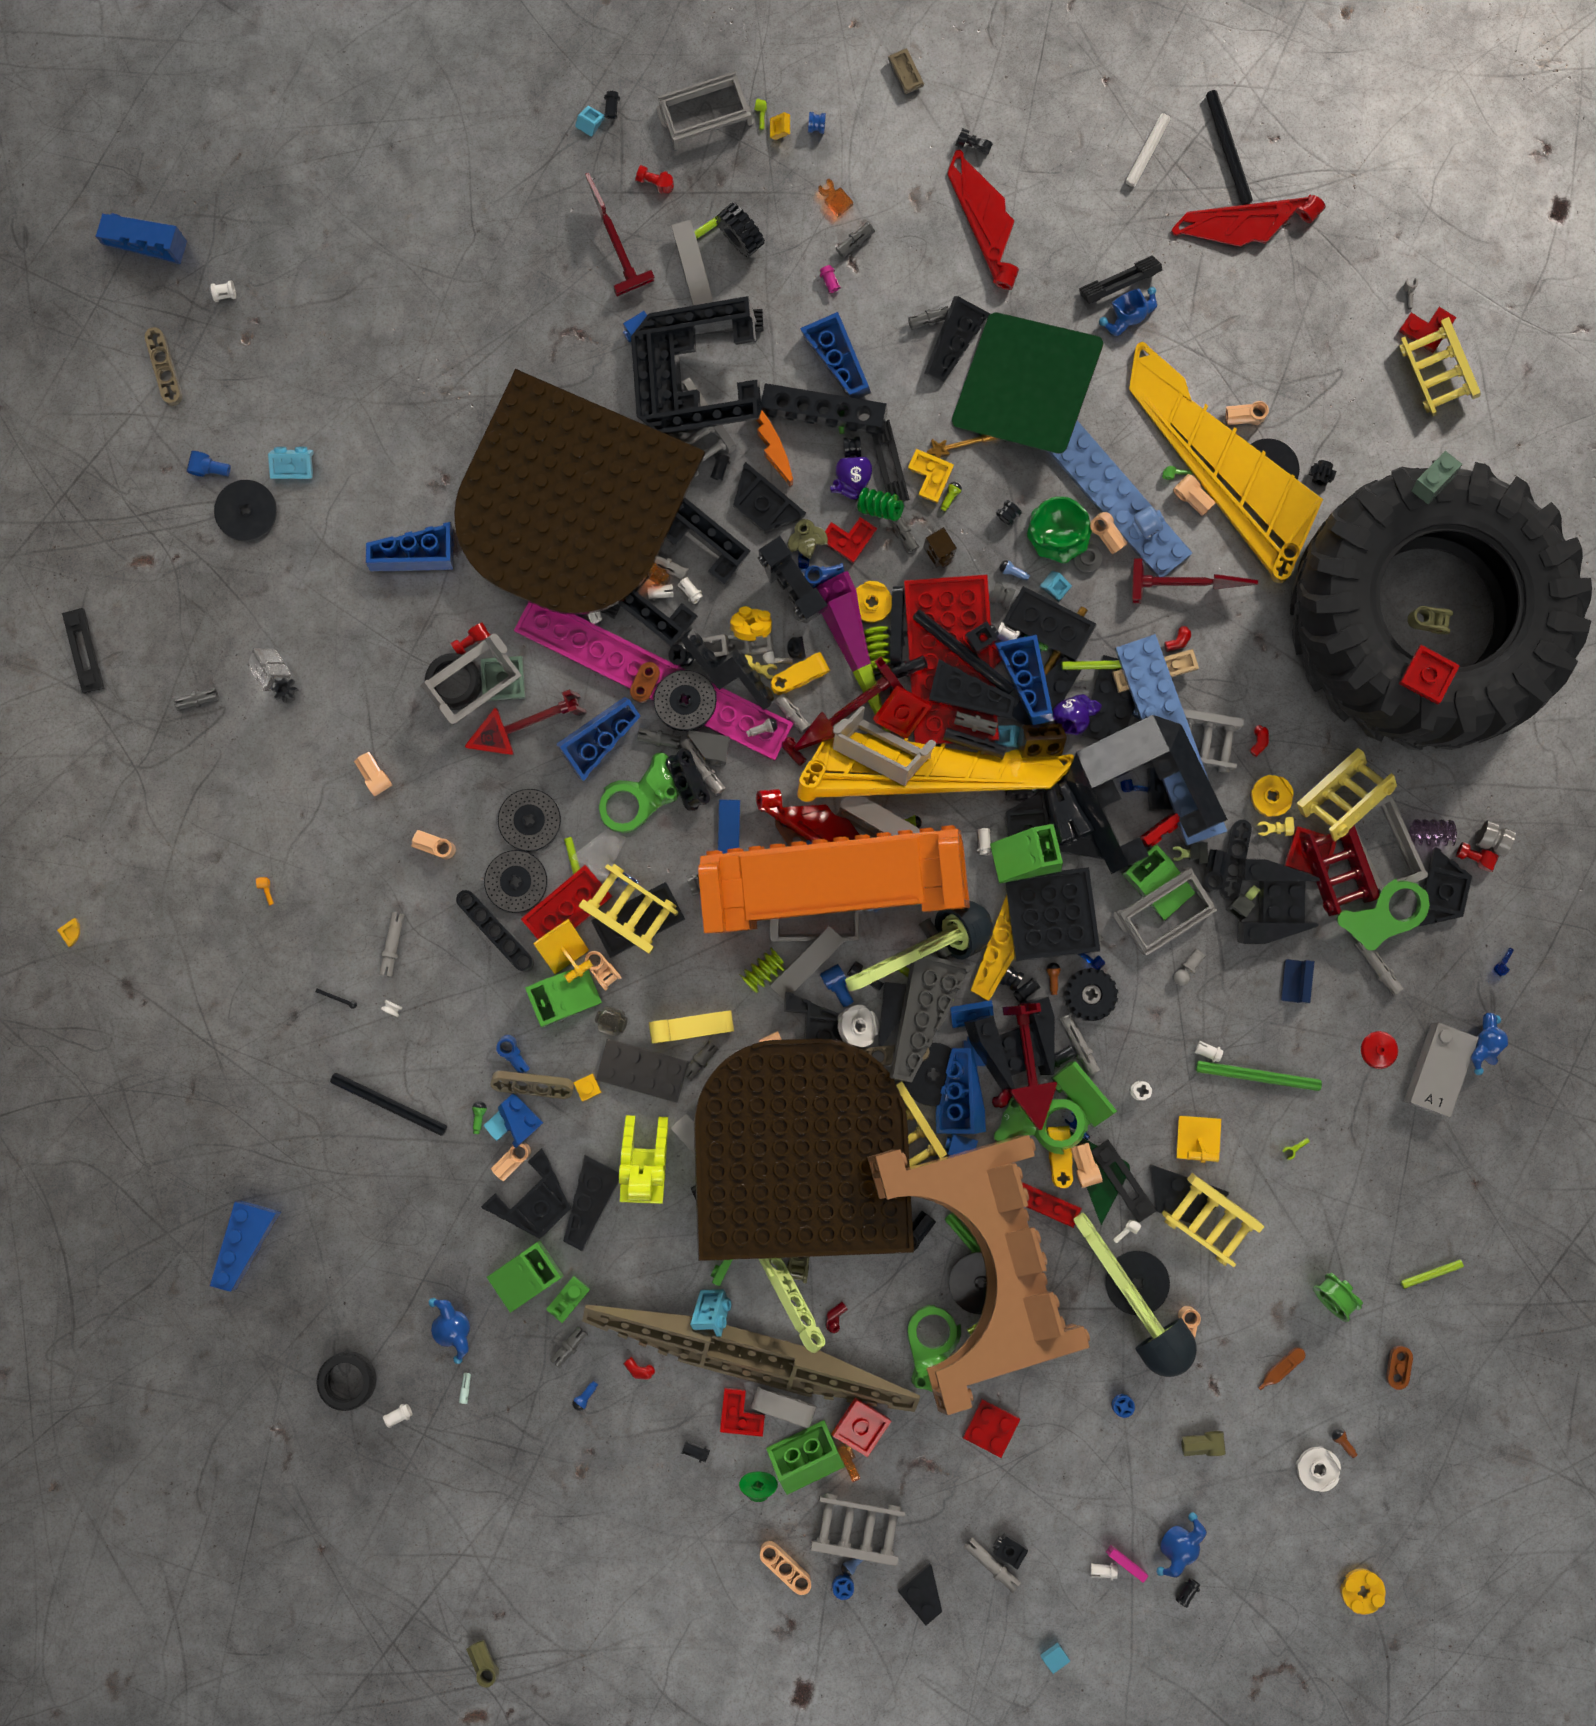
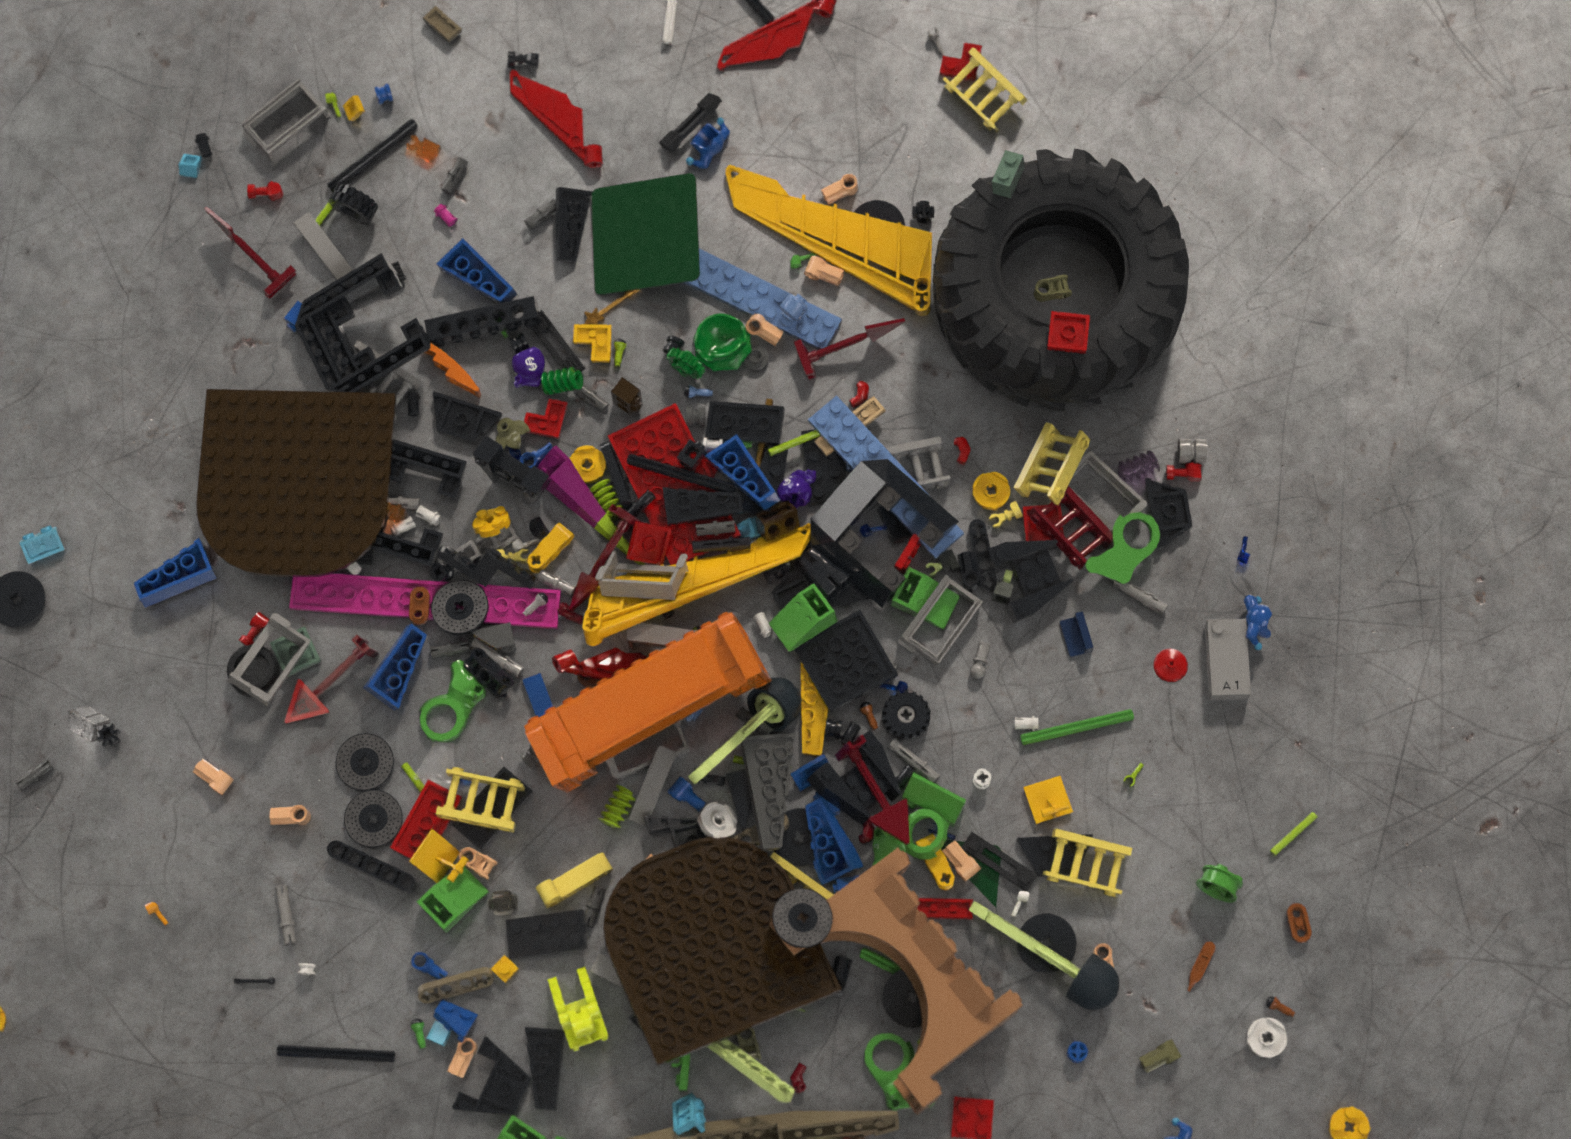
camera: 15 degrees left, 10 degrees down
(780, 184) = (373, 154): none -> black axle
(891, 1185) = (796, 932): none -> flat silver piece
(1014, 537) = (685, 363): none -> green gear
(1055, 585) = (738, 390): medium azure slope -> none

